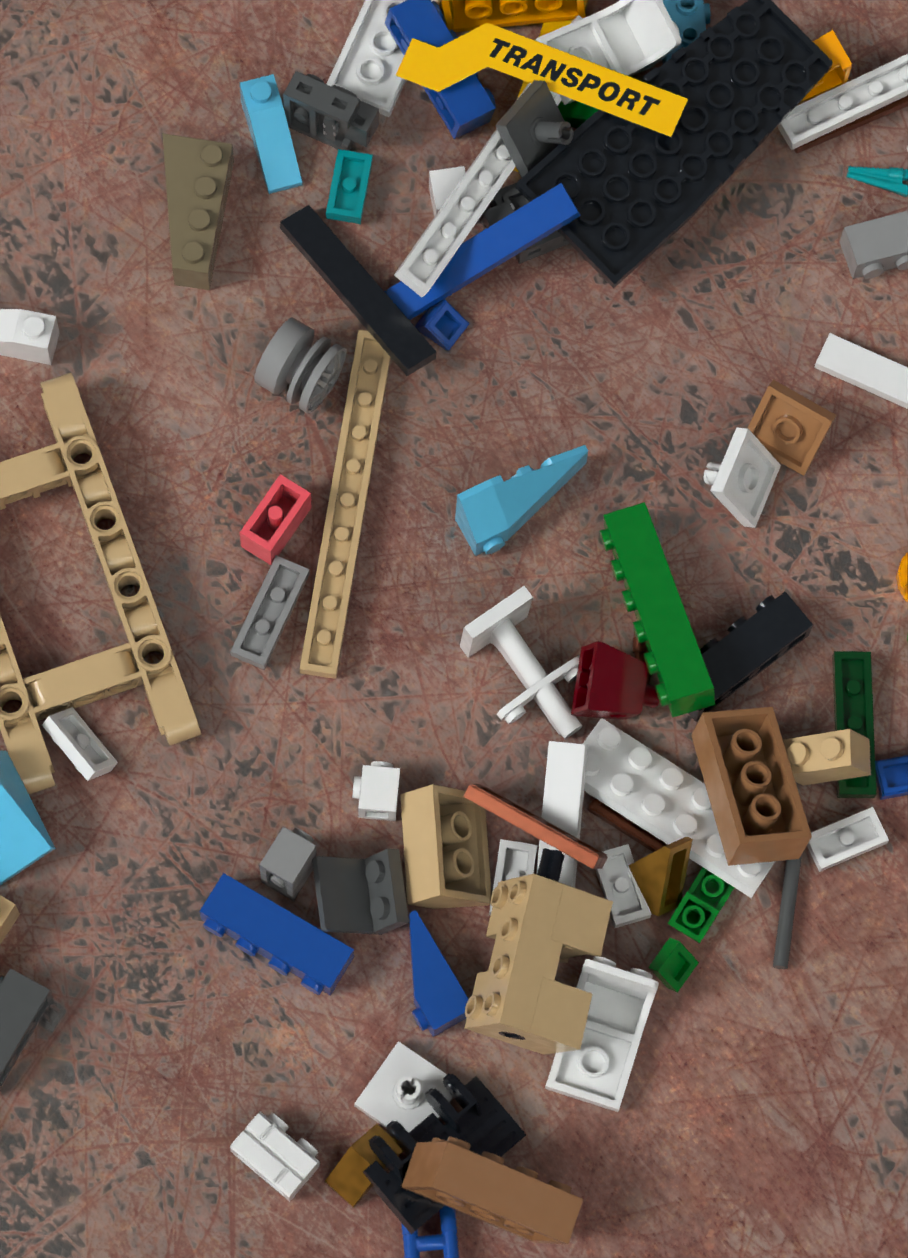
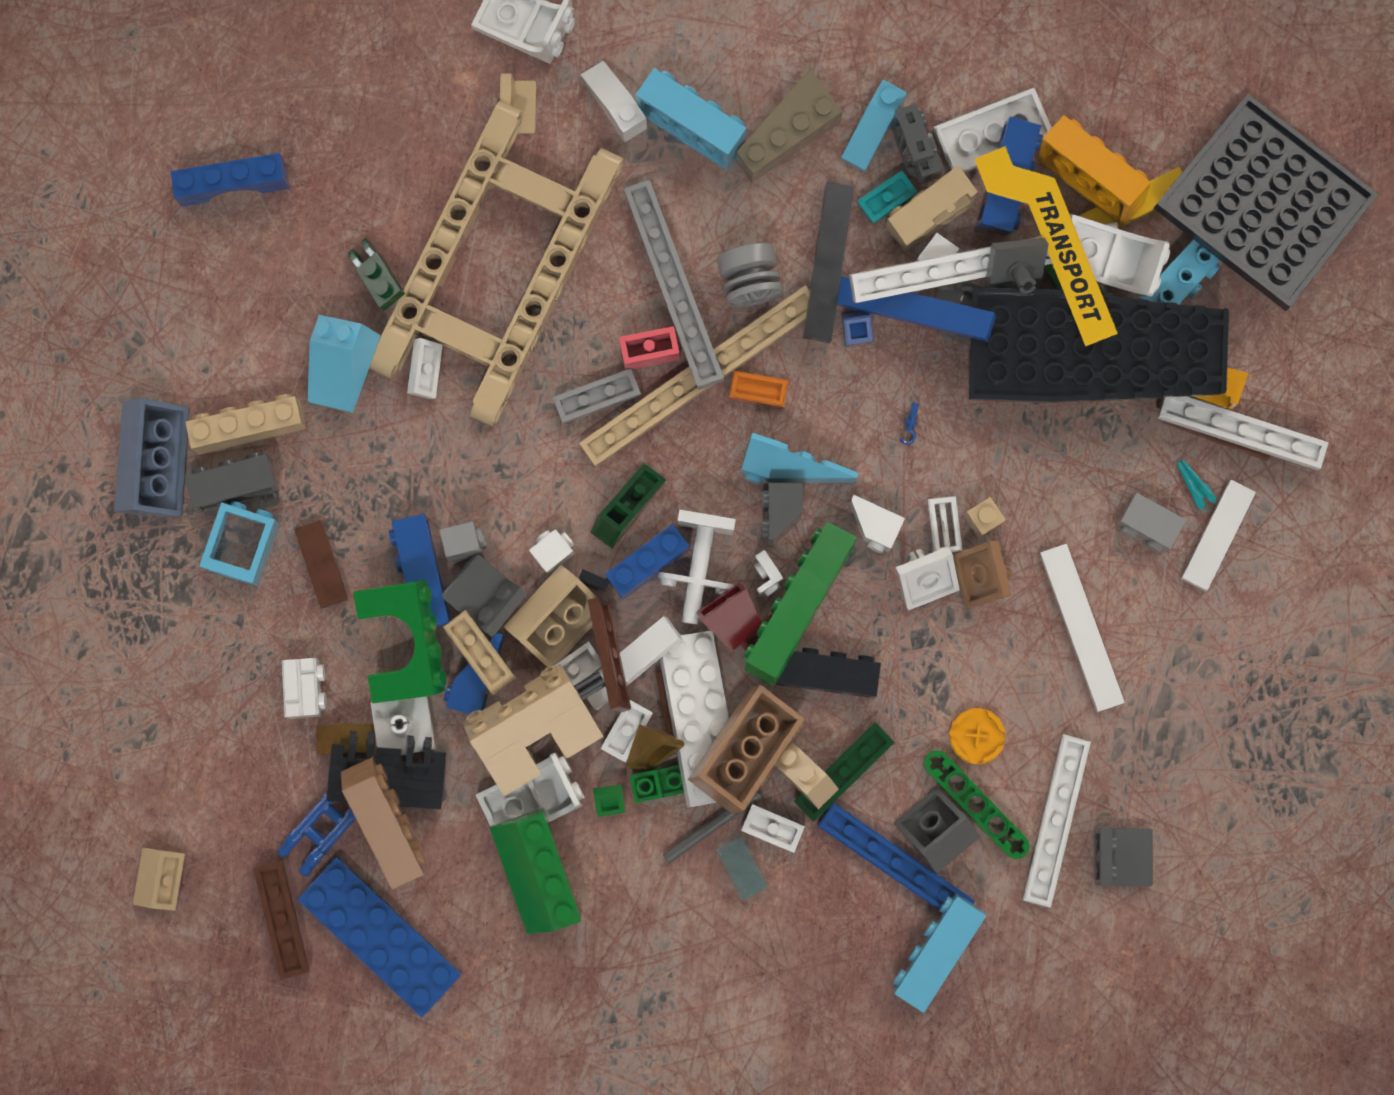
camera: 50 degrees right, 10 degrees up
(86, 1116) = (238, 509): none -> medium azure window
(99, 278) = (691, 118): none -> medium azure brick
(169, 1024) = (321, 564): none -> copper tile
(236, 441) = (674, 285): none -> light grey plate
(301, 963) = (412, 605): none -> green arch
(402, 155) = (931, 209): none -> tan wedge
(405, 683) = (627, 506): none -> dark green slope
(412, 464) = (758, 389): none -> orange tile
(412, 946) = (479, 652): none -> tan tile
(450, 777) = (594, 581): none -> black tile
(477, 713) = (647, 562): none -> blue brick
(551, 544) = (783, 508): none -> dark grey slope
(580, 361) = (911, 422): none -> blue hand
(595, 612) = (766, 568): none -> white bracket
(646, 478) = (876, 524): none -> white slope
(679, 1097) = (536, 872): none -> green slope
(698, 432) = (955, 522): none -> white tile
(736, 379) = (984, 518): none -> tan brick
(856, 905) = (742, 868): none -> clear light blue tile

